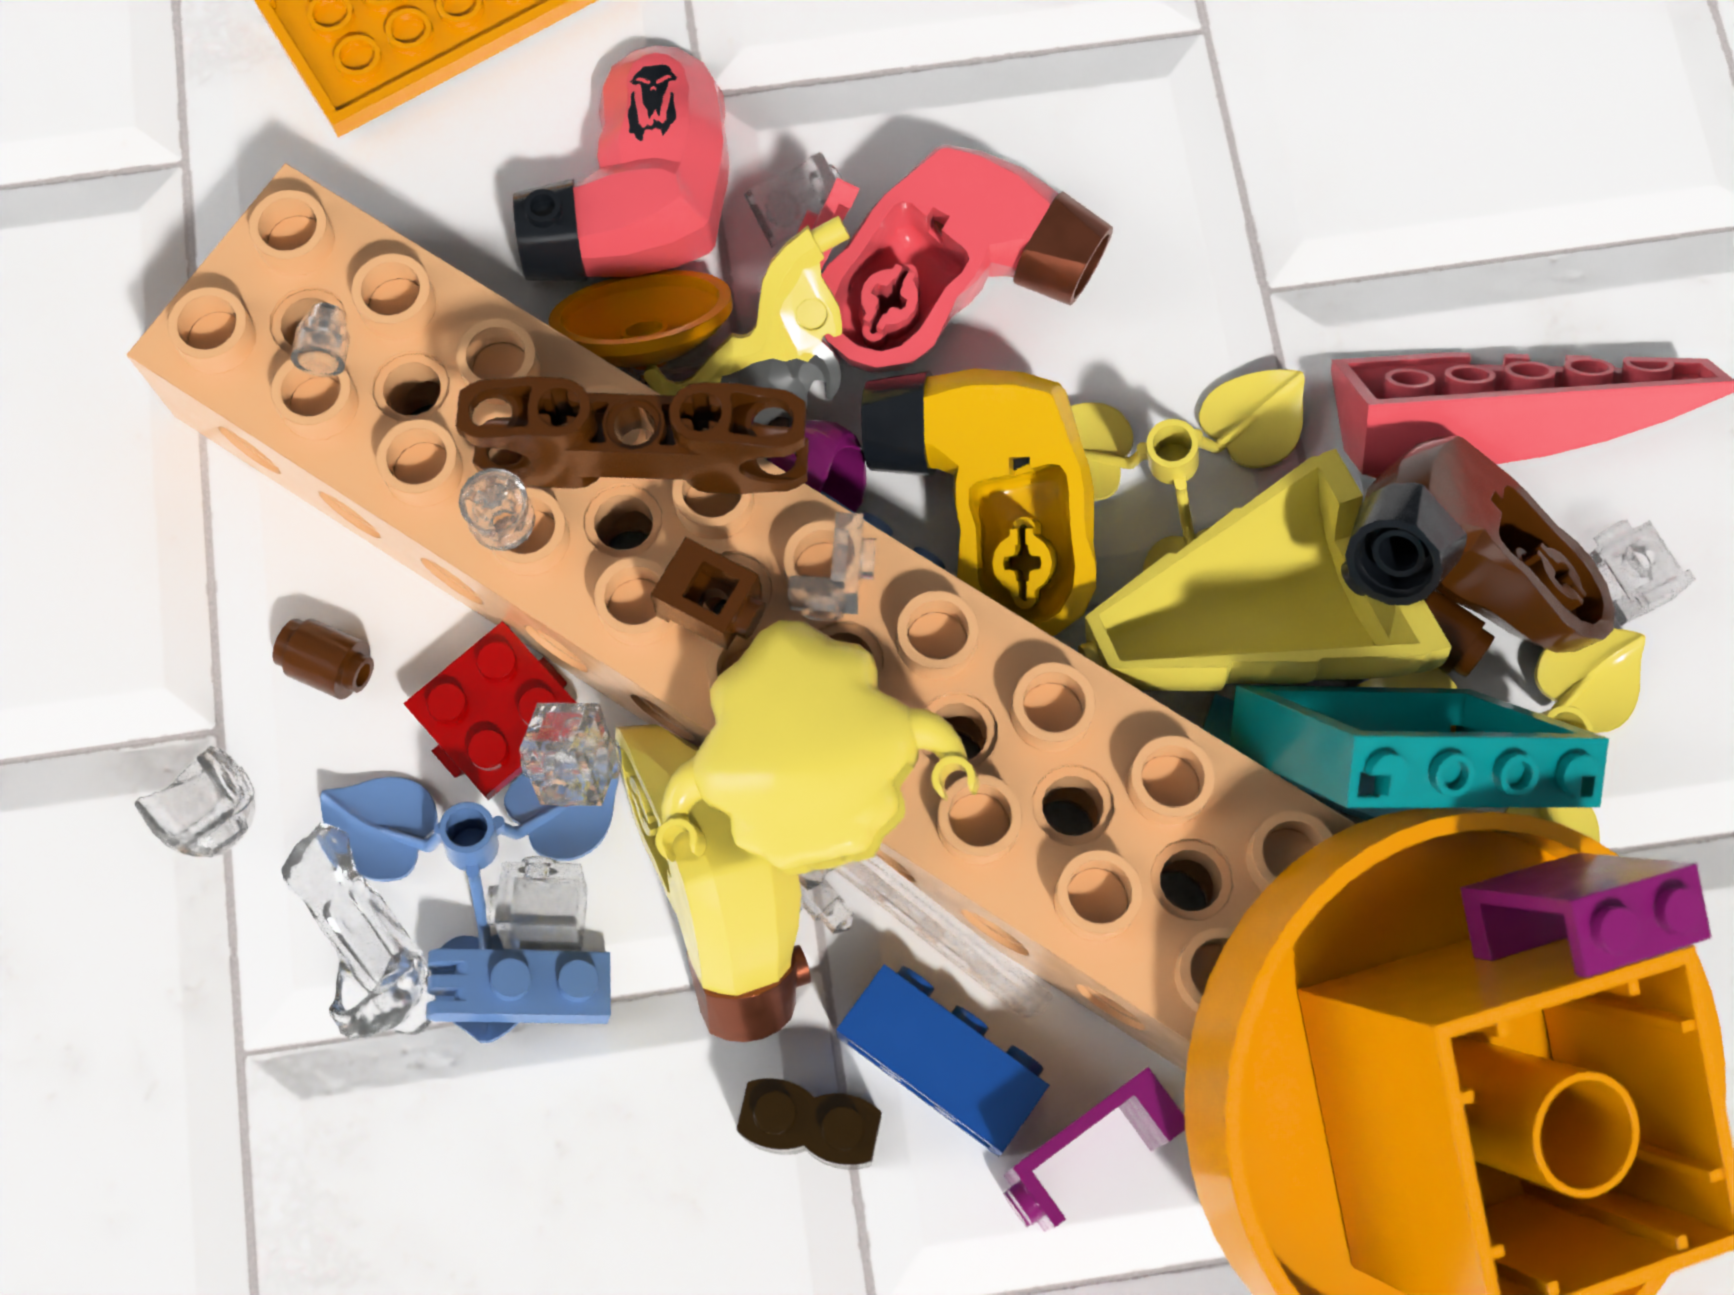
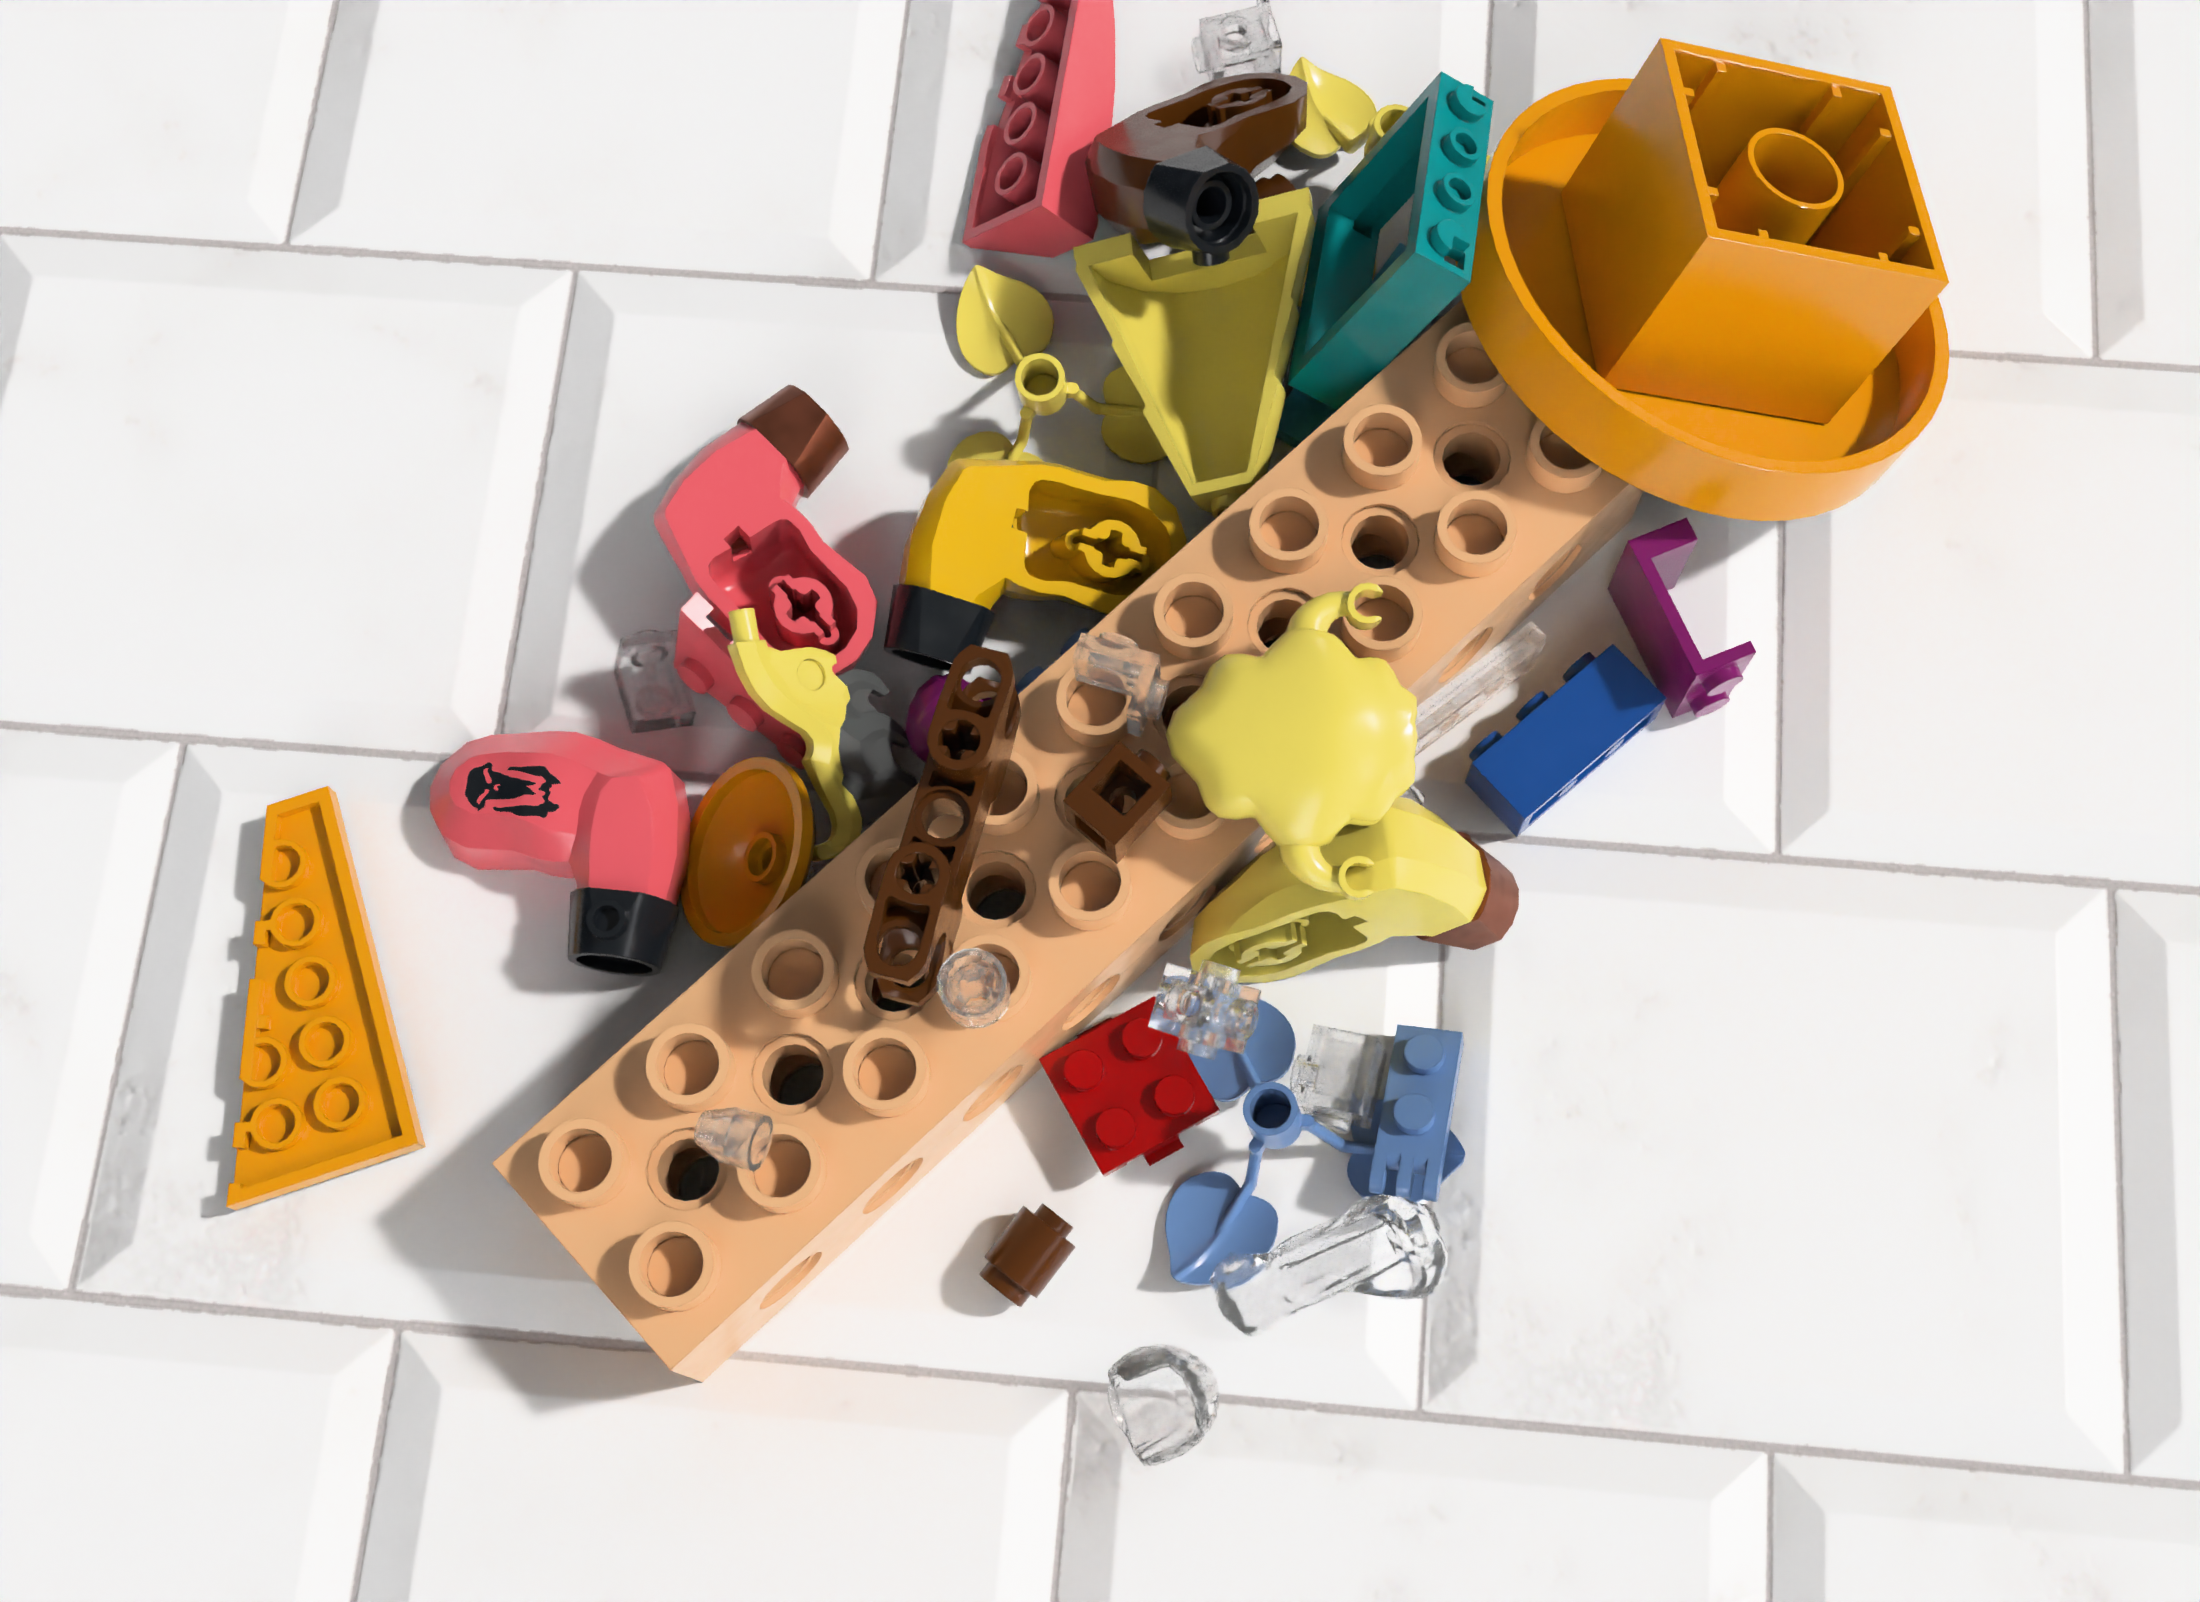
camera: 70 degrees left, 0 degrees up
(790, 1120) = (1603, 867): dark brown brick -> none
(1604, 904) = (1608, 78): magenta panel -> none

